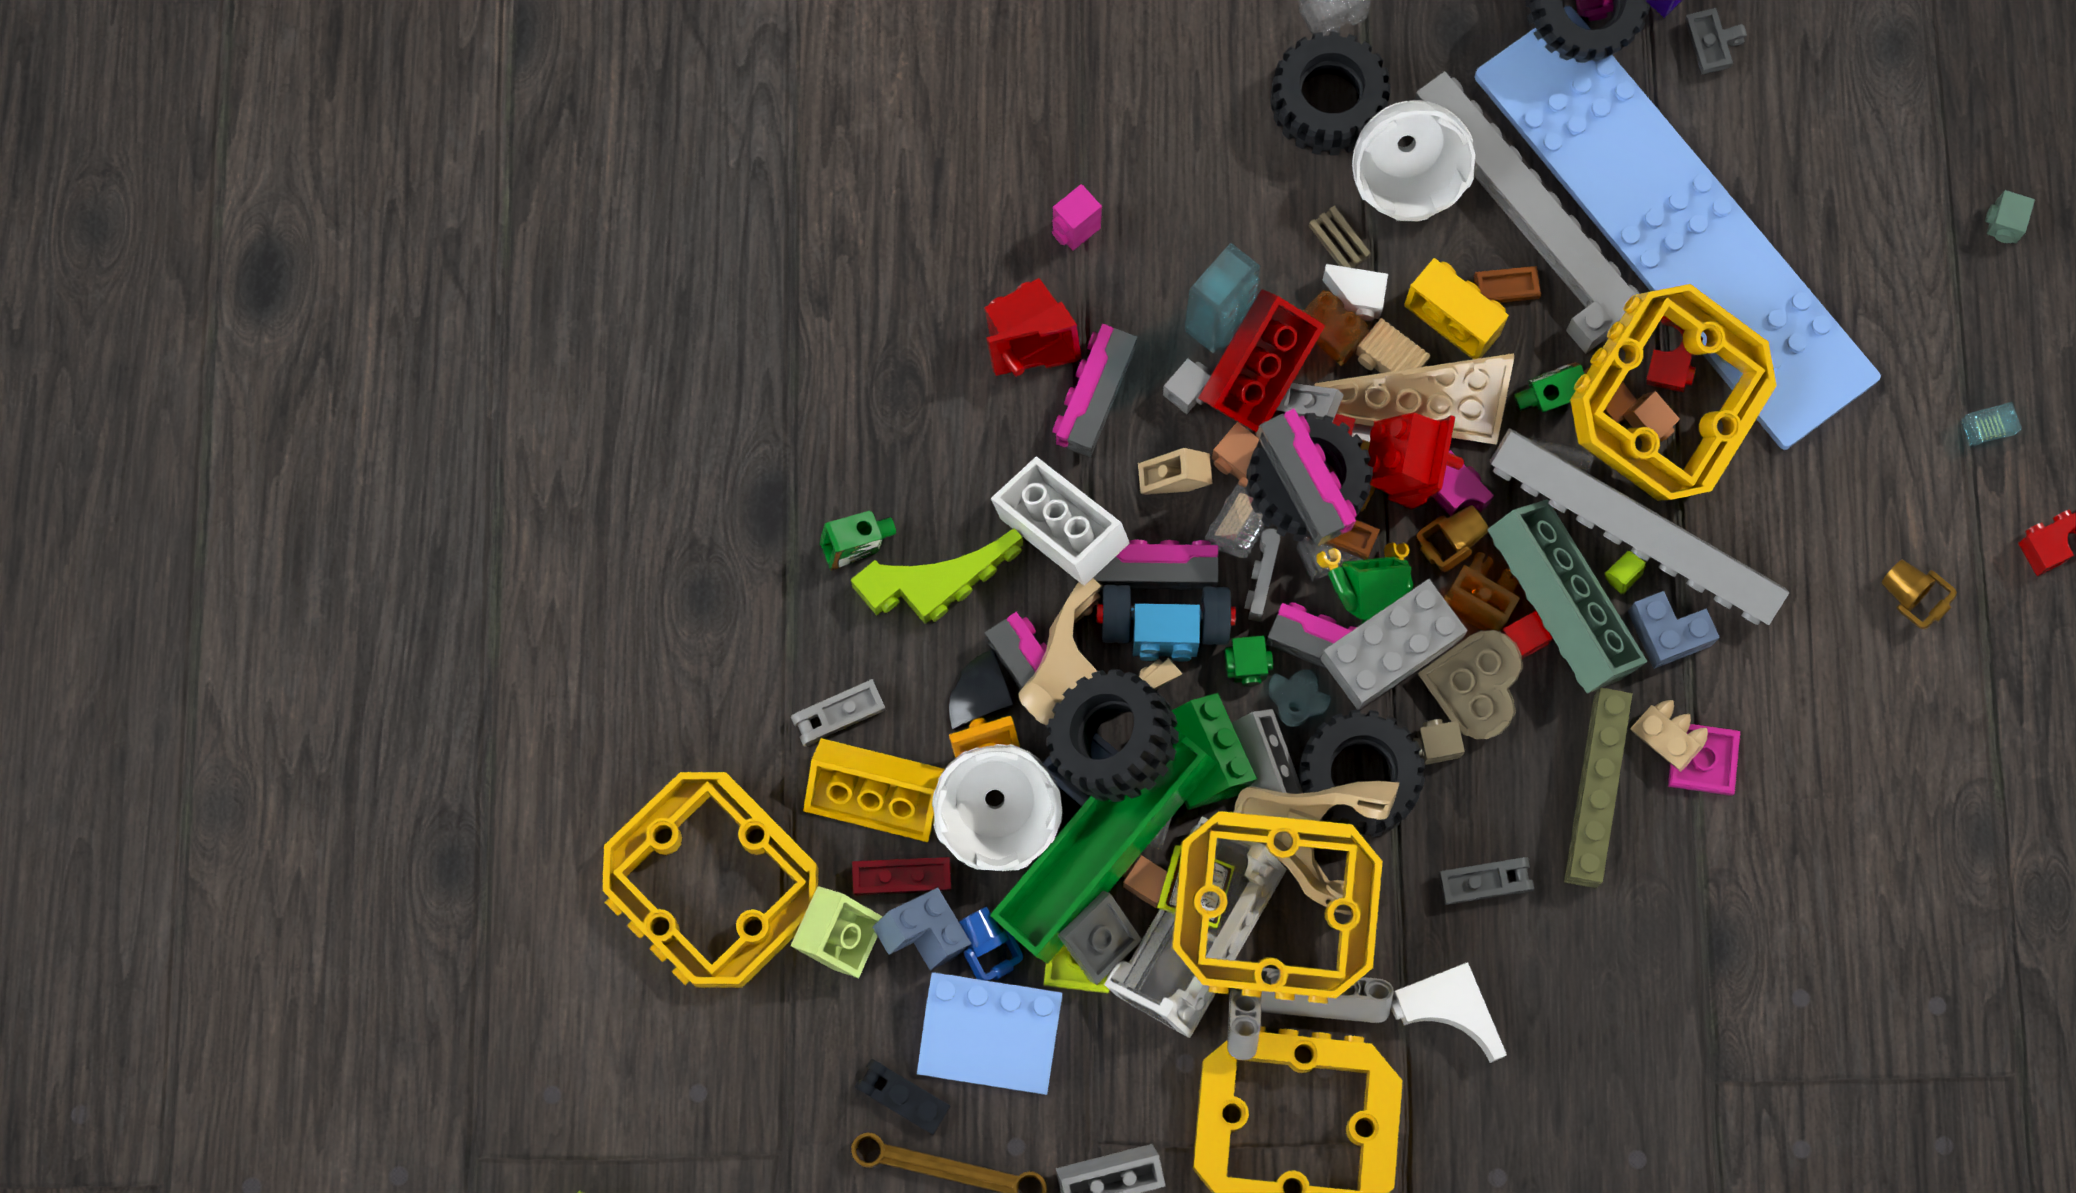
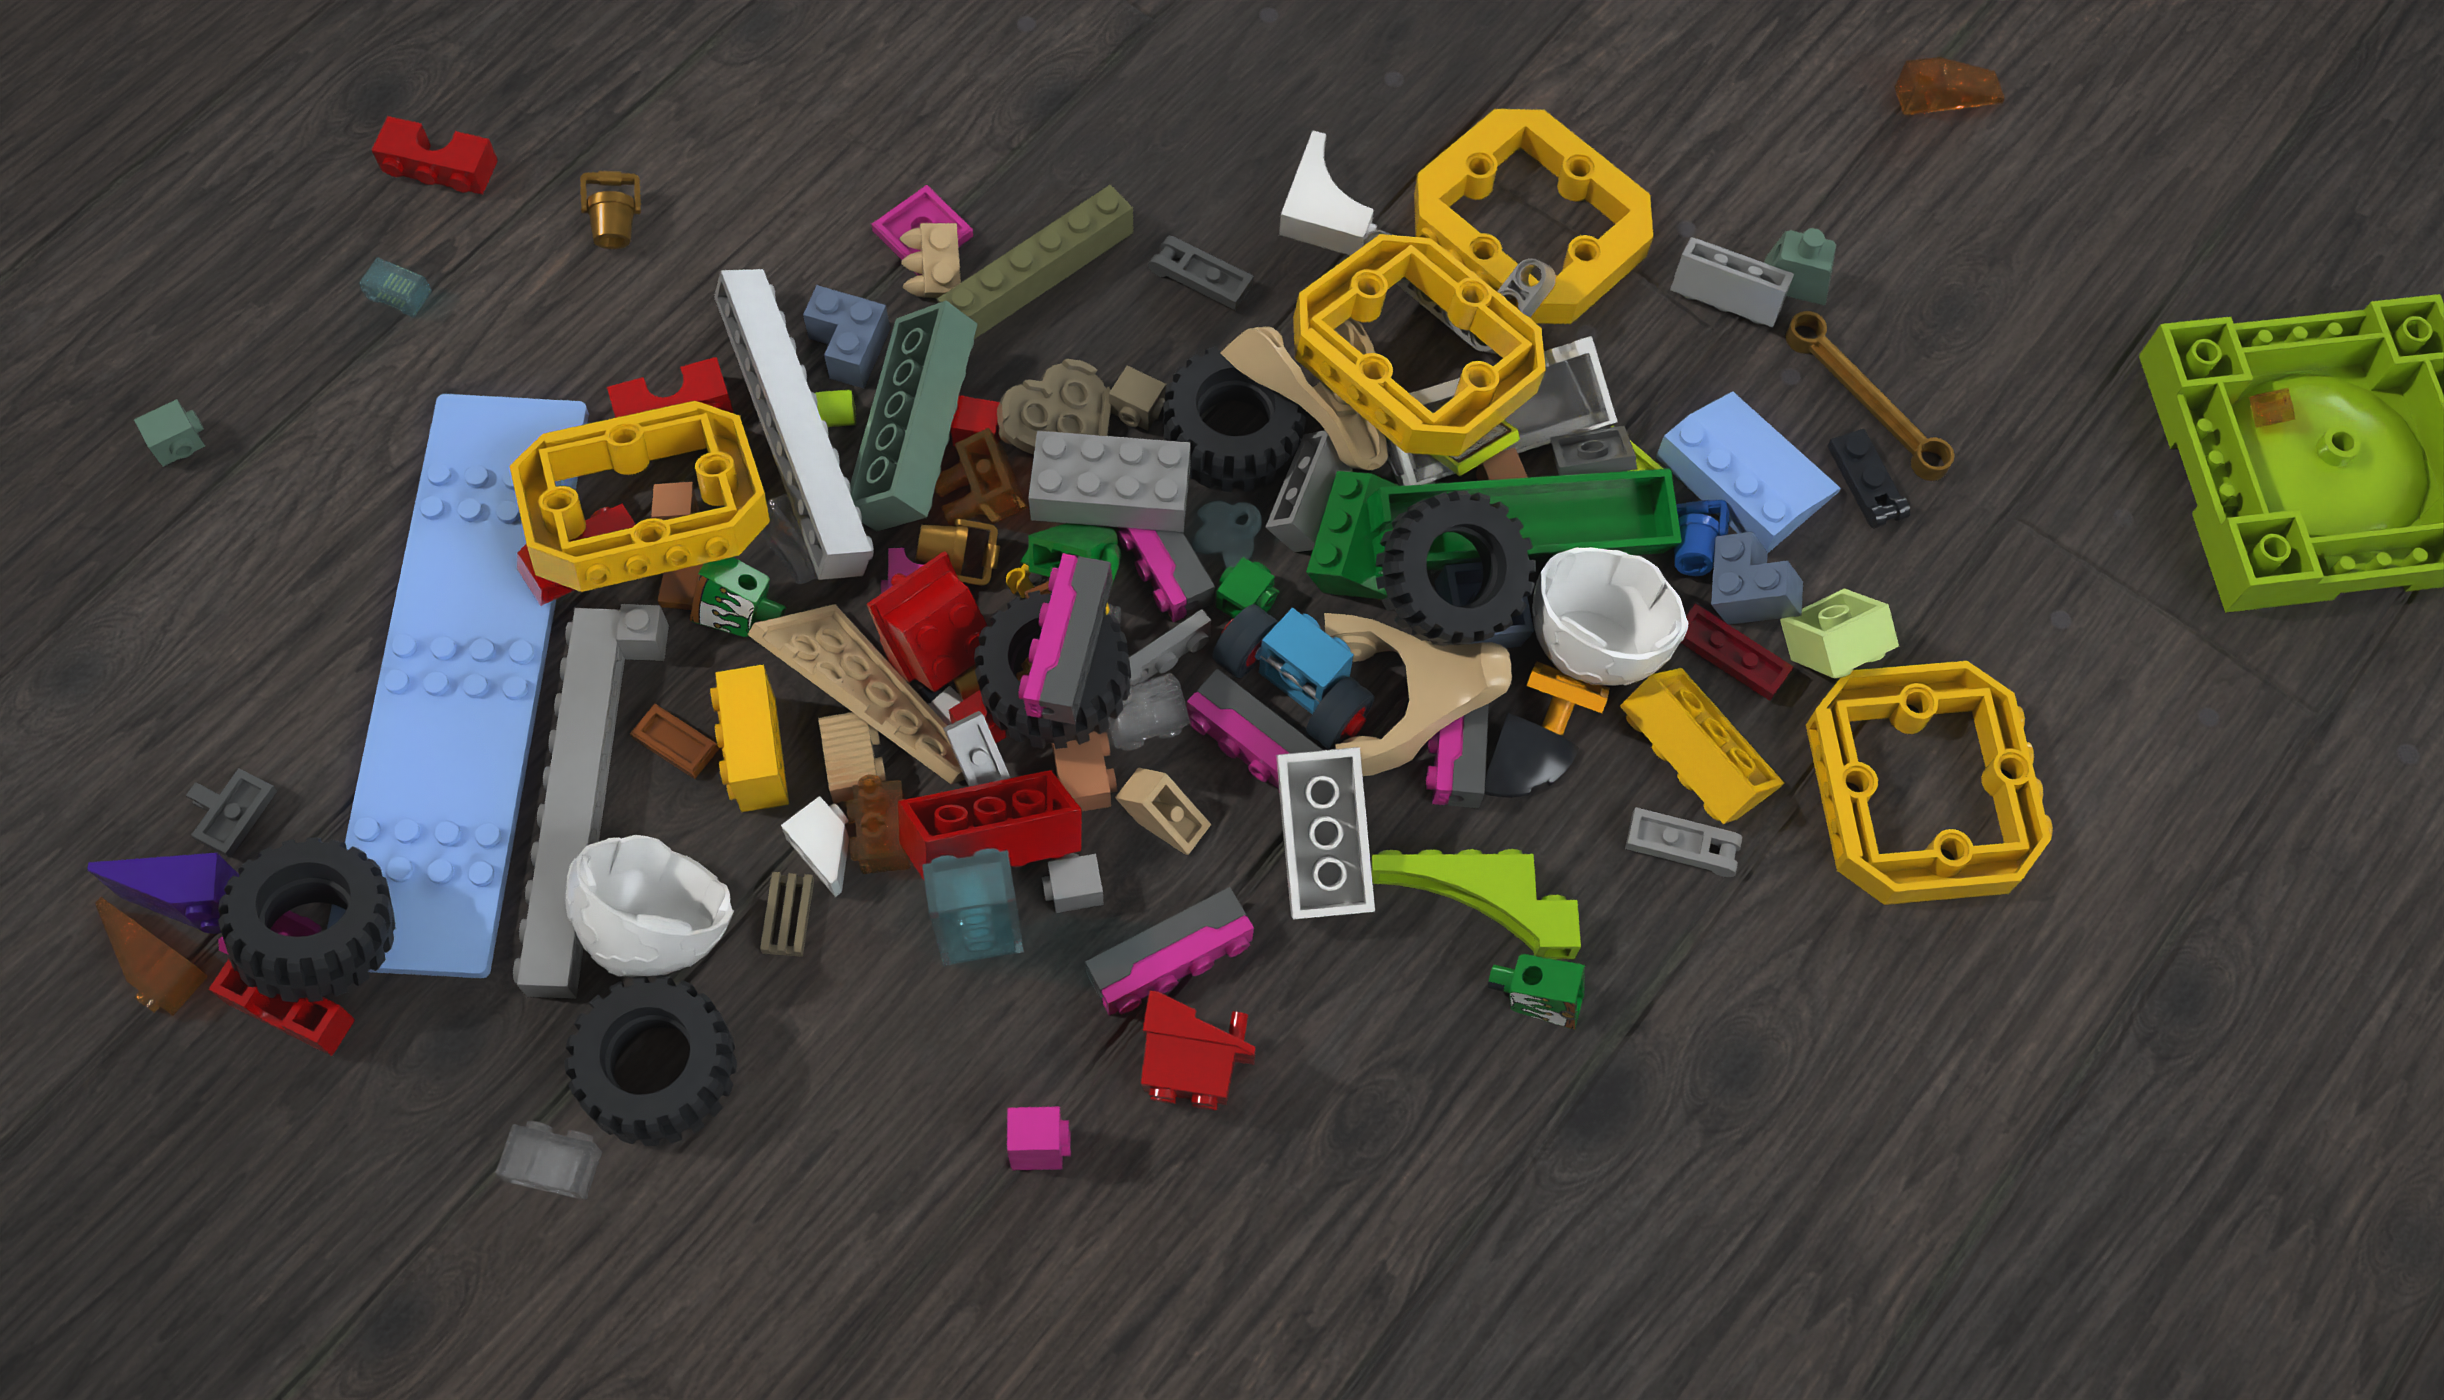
camera: 145 degrees left, 10 degrees down
(1720, 513) = (701, 383): none -> red arch

